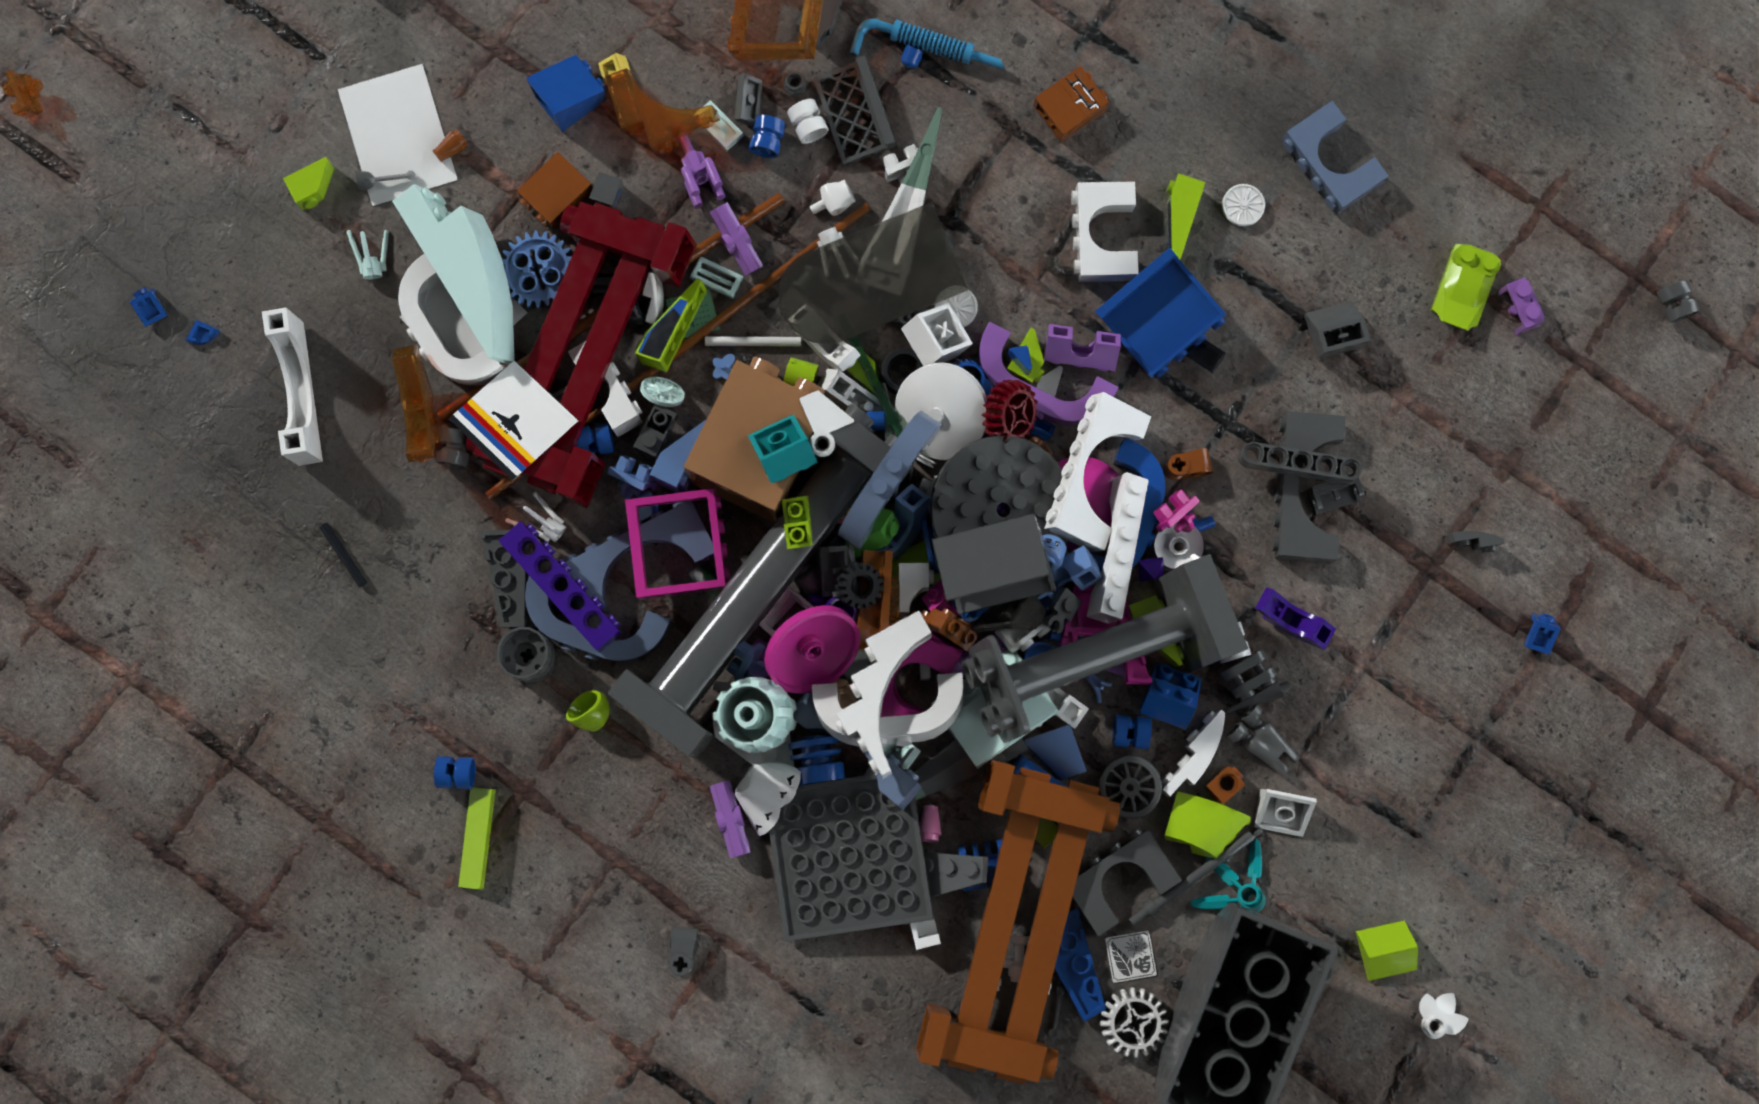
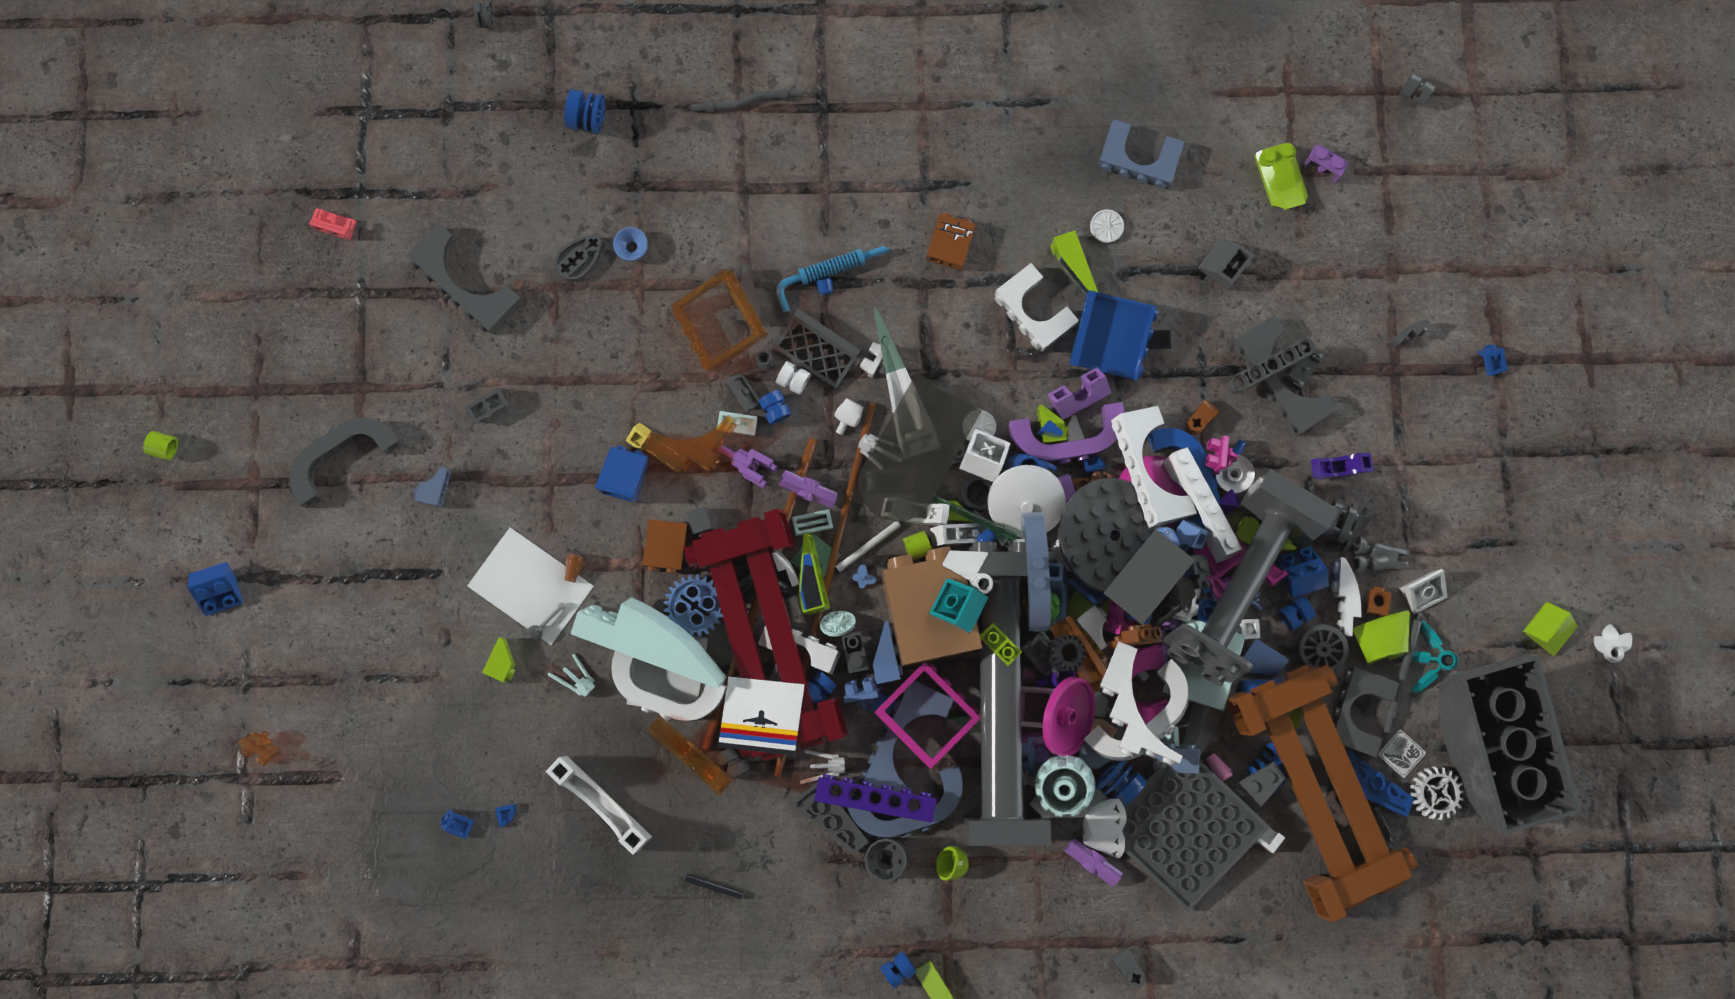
camera: 40 degrees left, 0 degrees up
(1010, 410) = (1070, 469): dark red gear -> none

